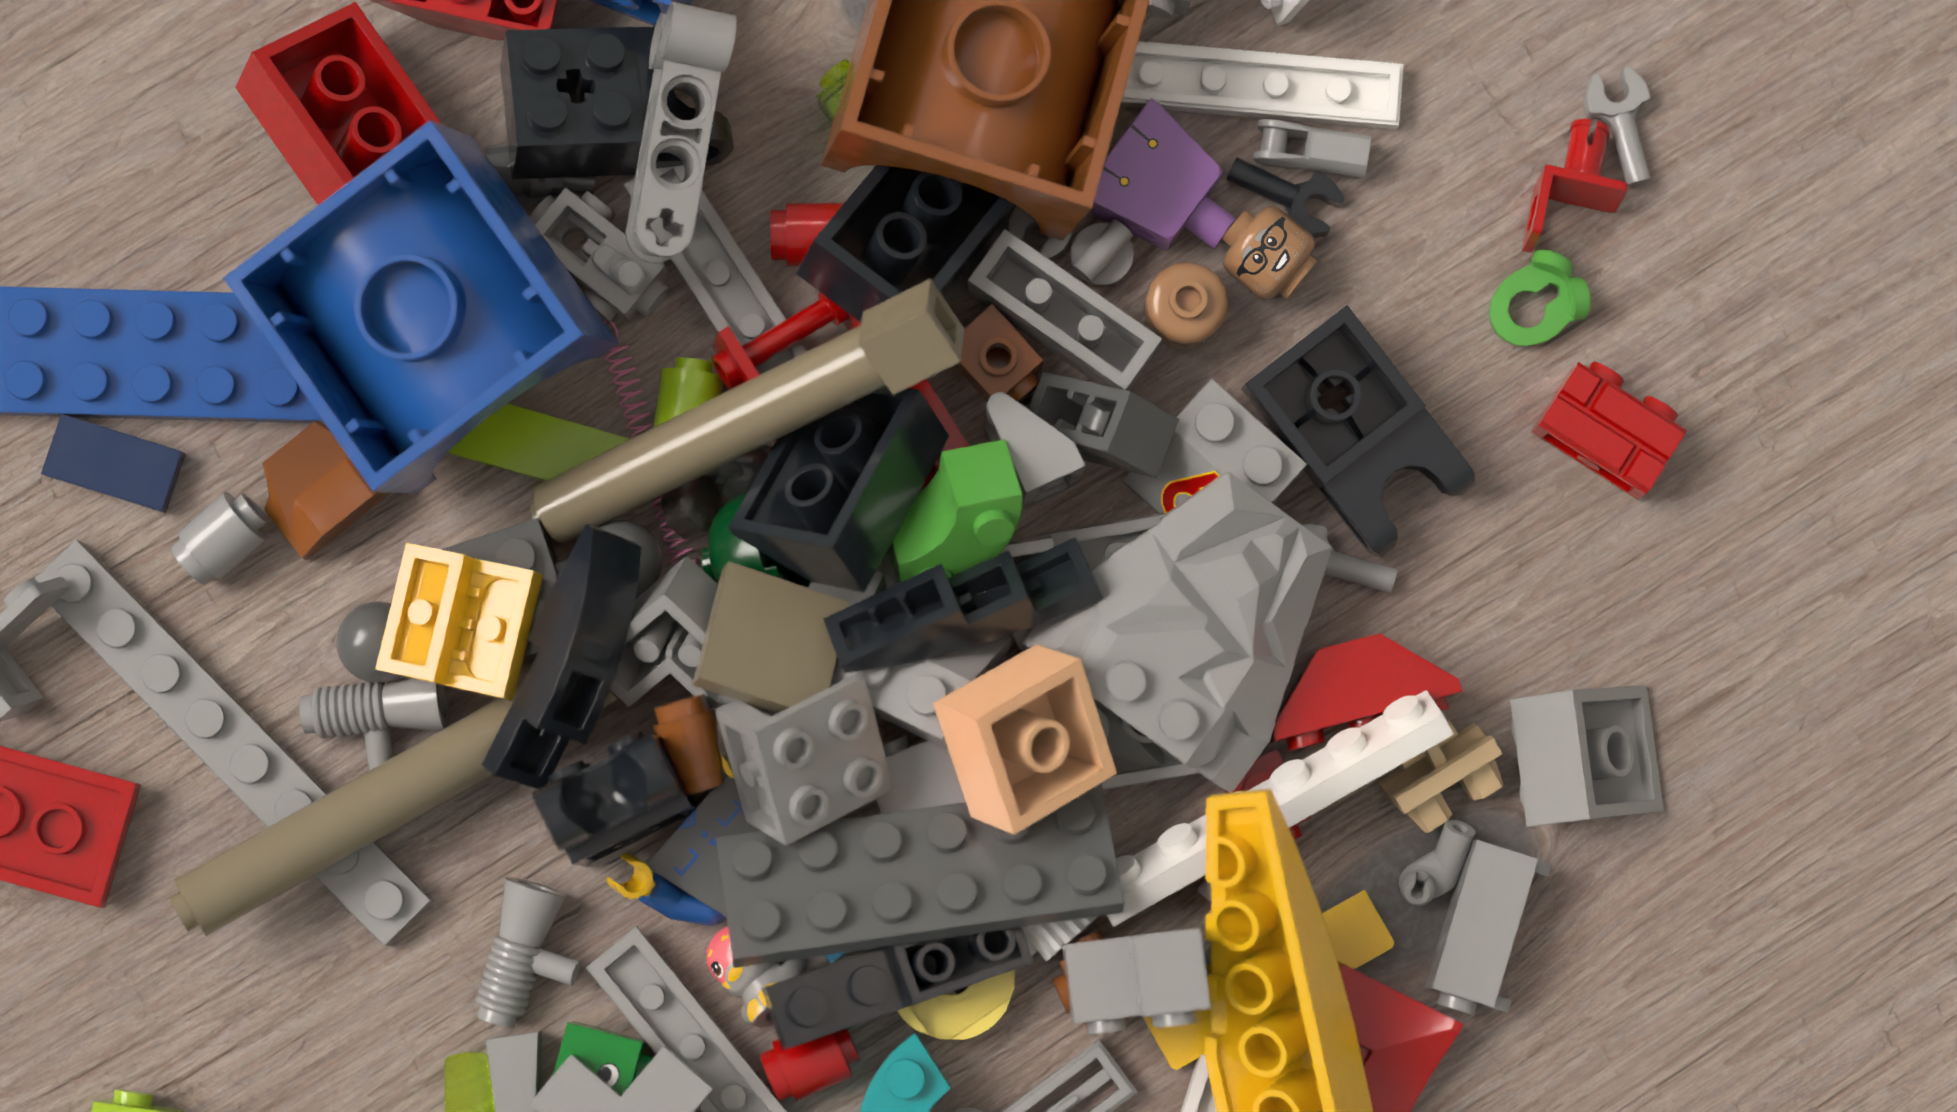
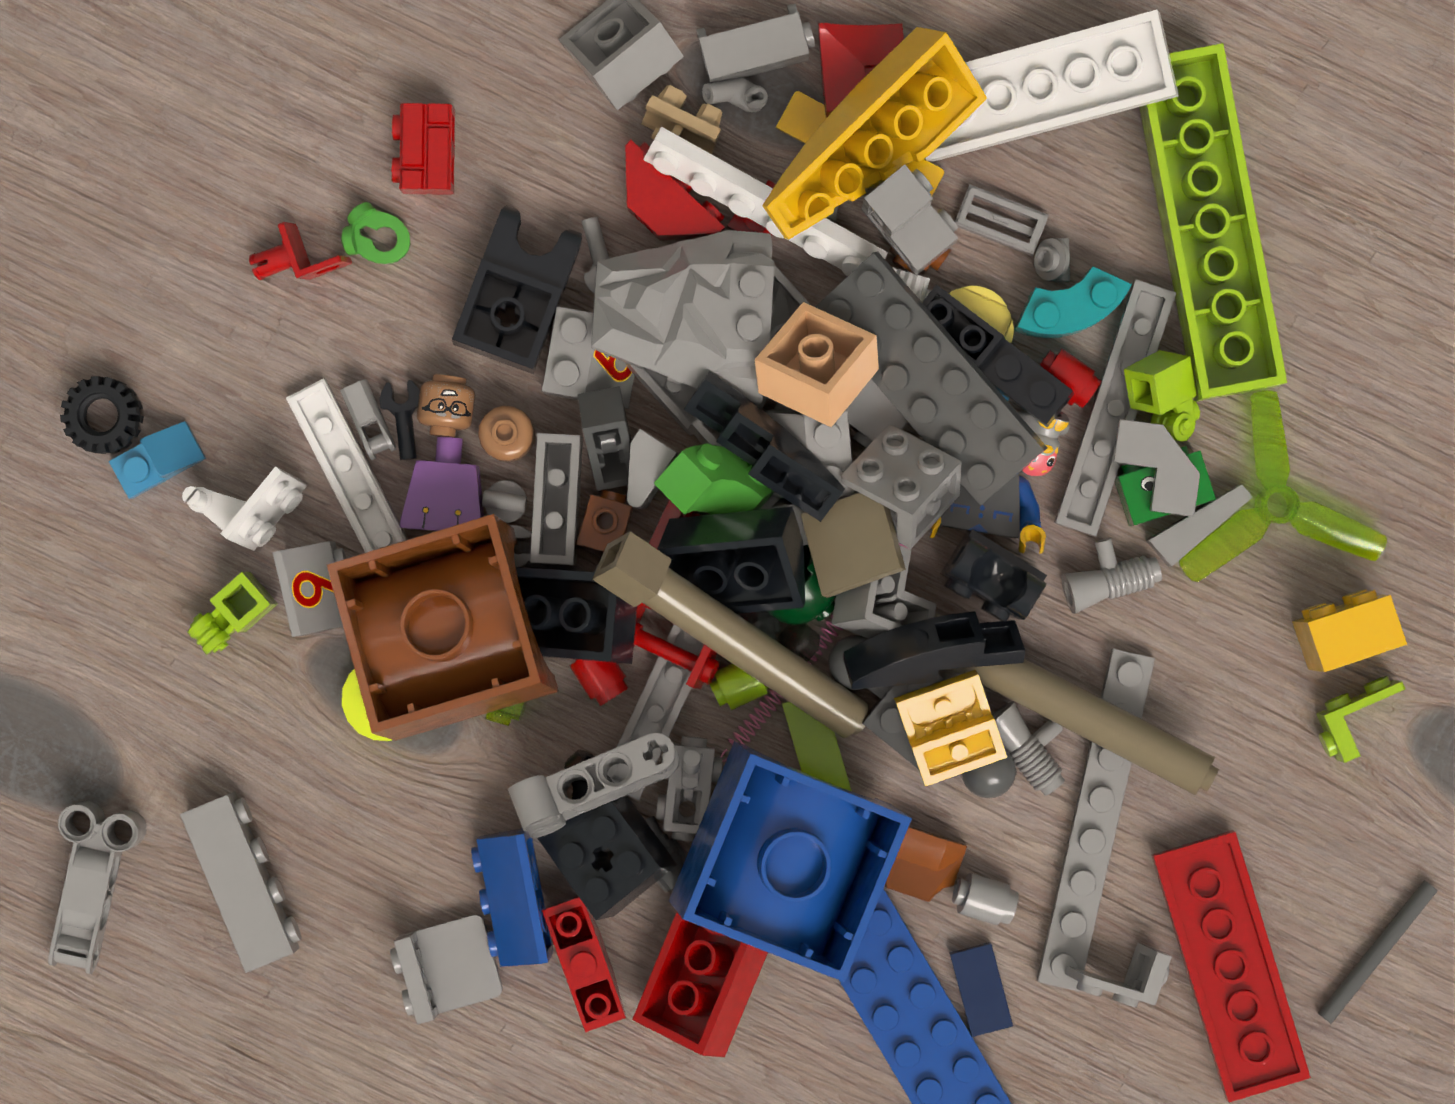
camera: 120 degrees left, 5 degrees up
(691, 742) = (934, 554): dark orange cone -> none
(1622, 122) = (239, 252): light grey bar -> none

